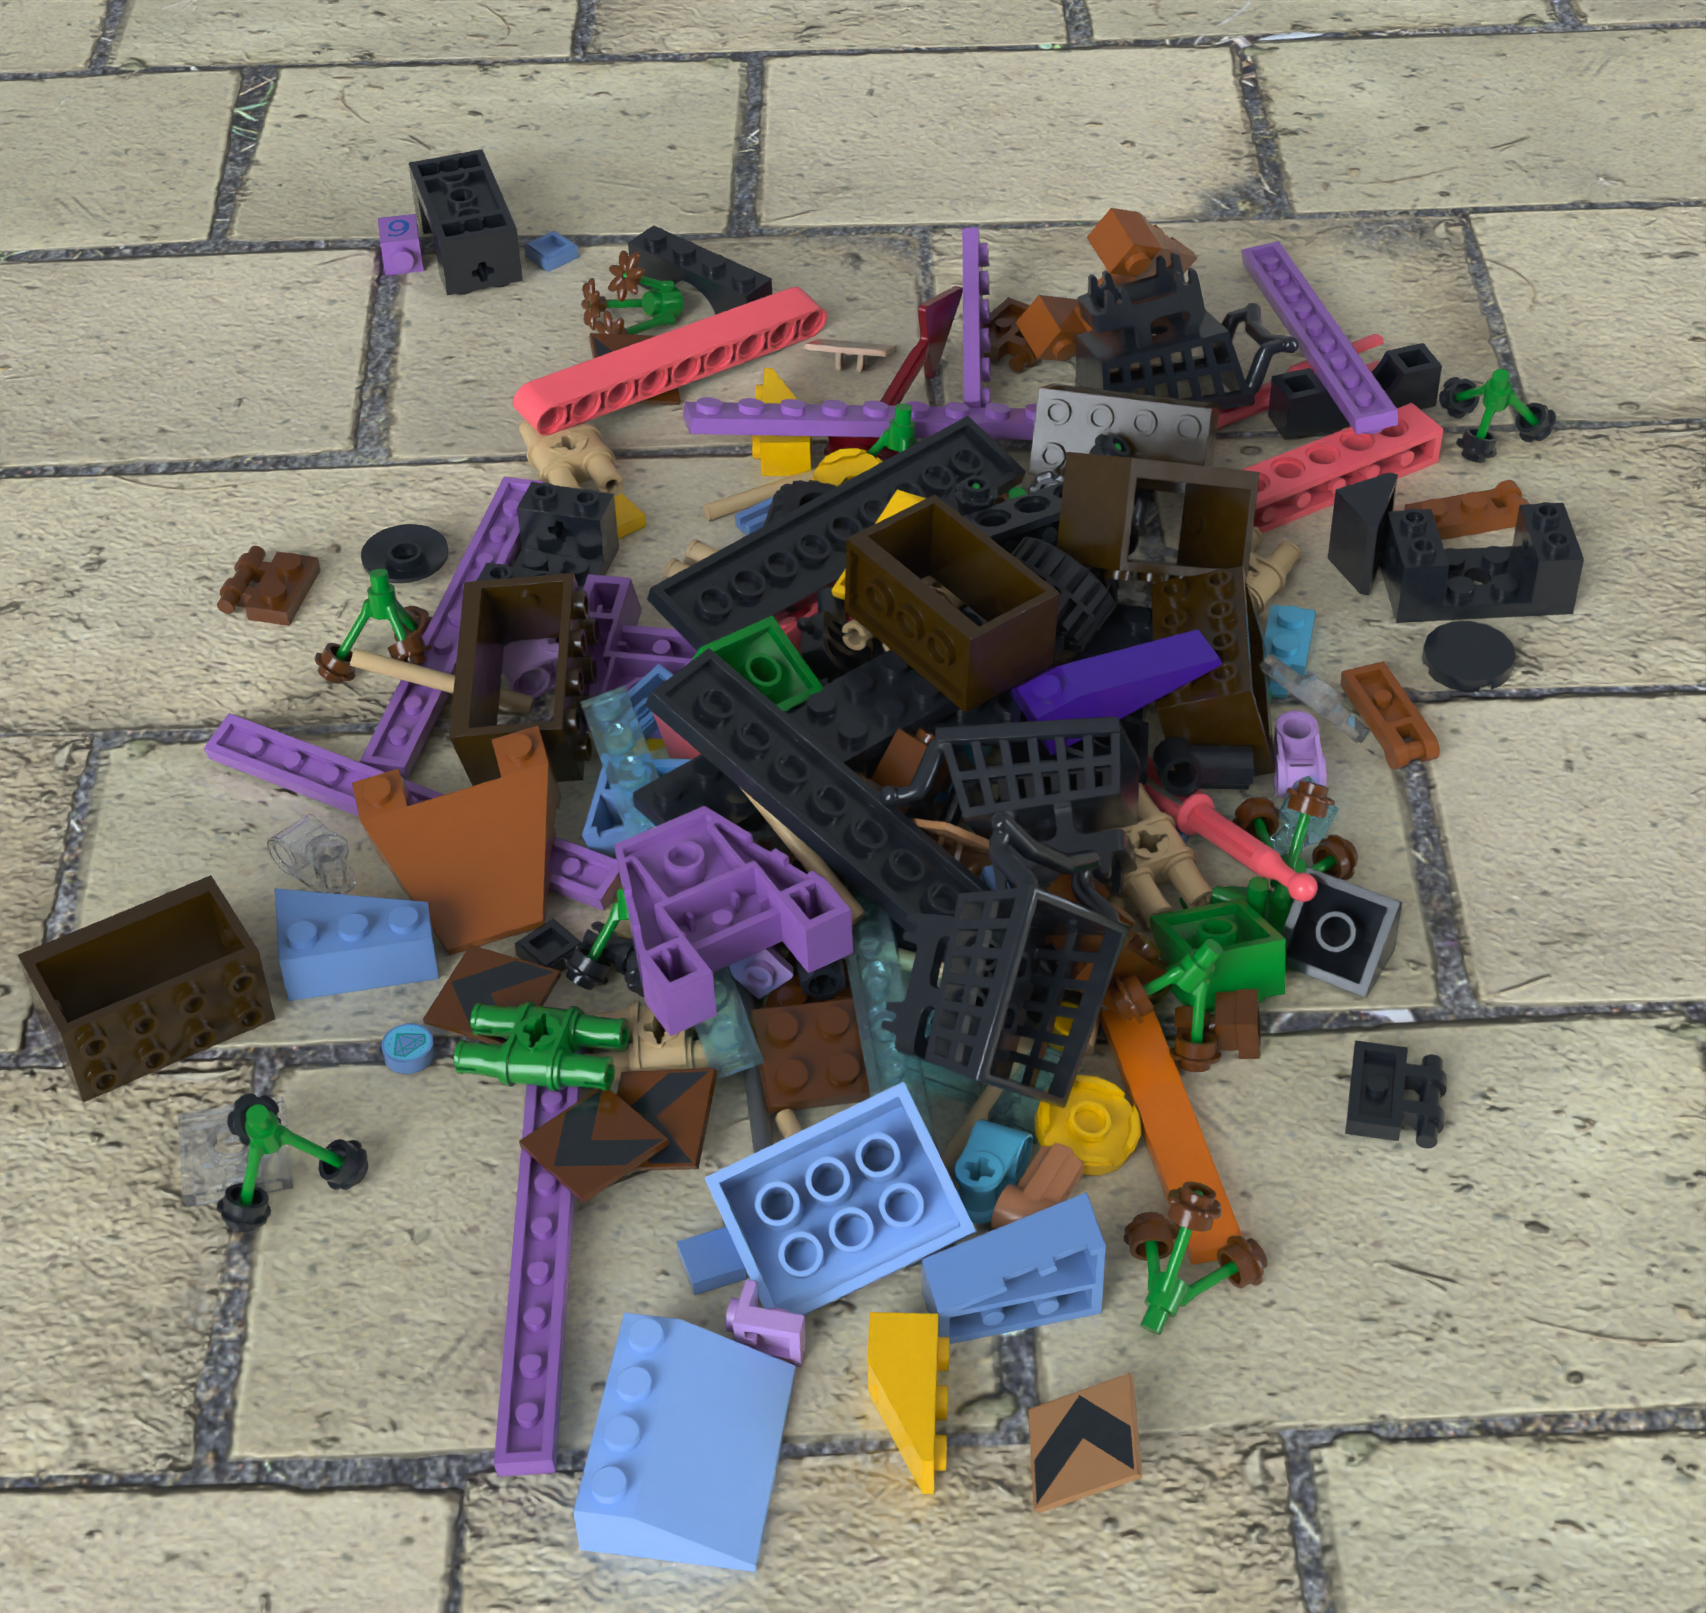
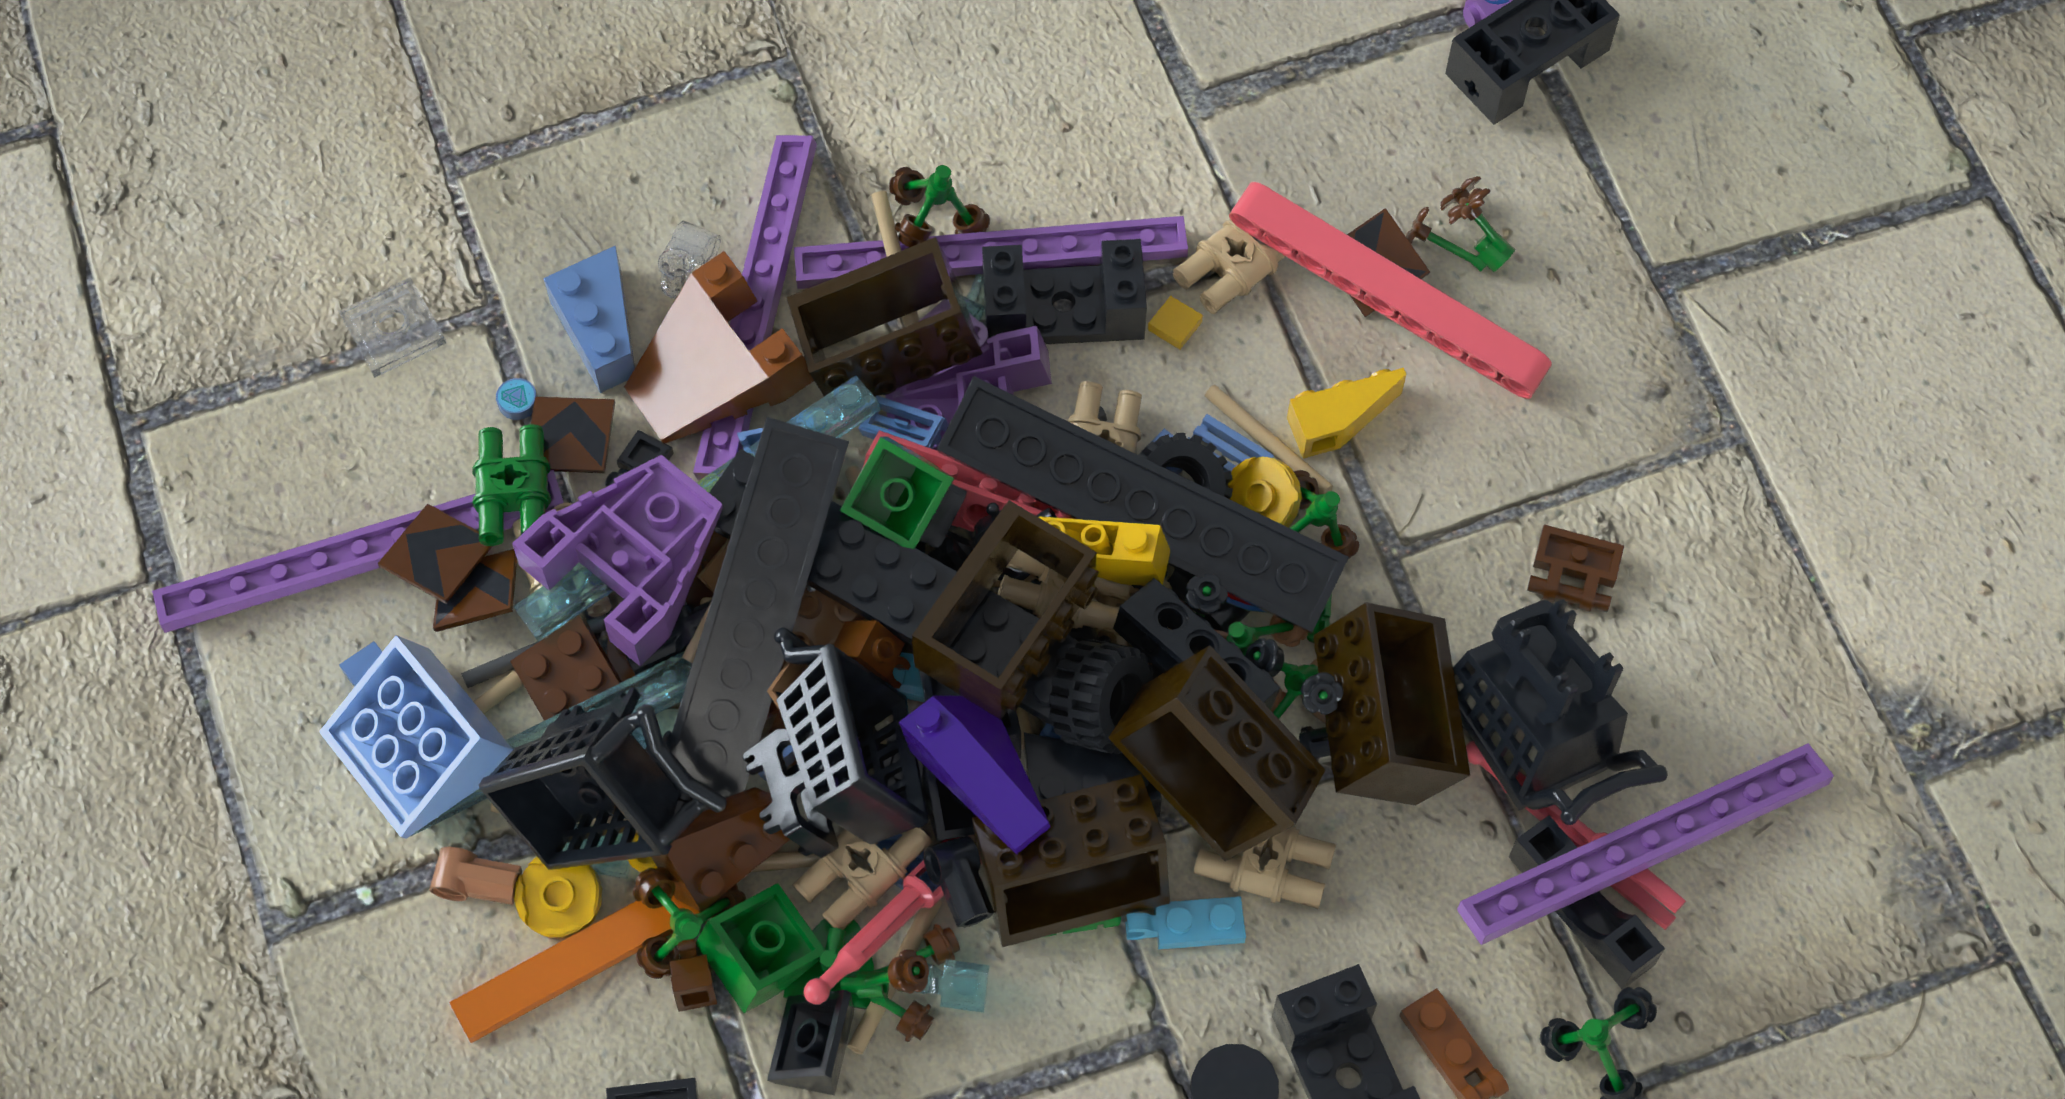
camera: 70 degrees right, 20 degrees up
(147, 987) = (480, 146): dark brown hose -> none
(259, 1127) = (338, 352): black plant -> none
(280, 587) = (994, 109): reddish brown plate -> none
(406, 552) = (1056, 168): black dish -> none
(551, 251) = (1551, 131): medium blue tile -> none
(684, 1447) = (197, 704): light blue slope -> none
(716, 277) = (1540, 265): black arch -> none
(766, 1330) = (304, 724): lavender bracket -> none
(844, 420) = (1342, 473): medium lavender plate -> none
(850, 348) = (1484, 431): medium nougat piece -> none
(904, 1388) = (277, 833): yellow slope -> none
(935, 325) = (1505, 489): dark red piece -> none
(975, 314) = (1538, 525): medium lavender plate -> none
(988, 1164) = (492, 838): medium azure piece -> none
(1019, 1274) = (385, 880): medium blue wedge -> none
(1084, 1443) = (250, 966): medium nougat piece -> none
(1129, 253) = (1614, 621): dark orange wedge -> none
(1152, 1237) = (423, 980): plant -> none
(1297, 751) = (1026, 964): lavender piece -> none
(1309, 475) = (1427, 896): coral brick -> none
(1316, 696) = (1077, 958): clear piece -> none
(1360, 529) = (1351, 943): black slope -> none
(1390, 714) = (1121, 1030): dark orange plate -> none

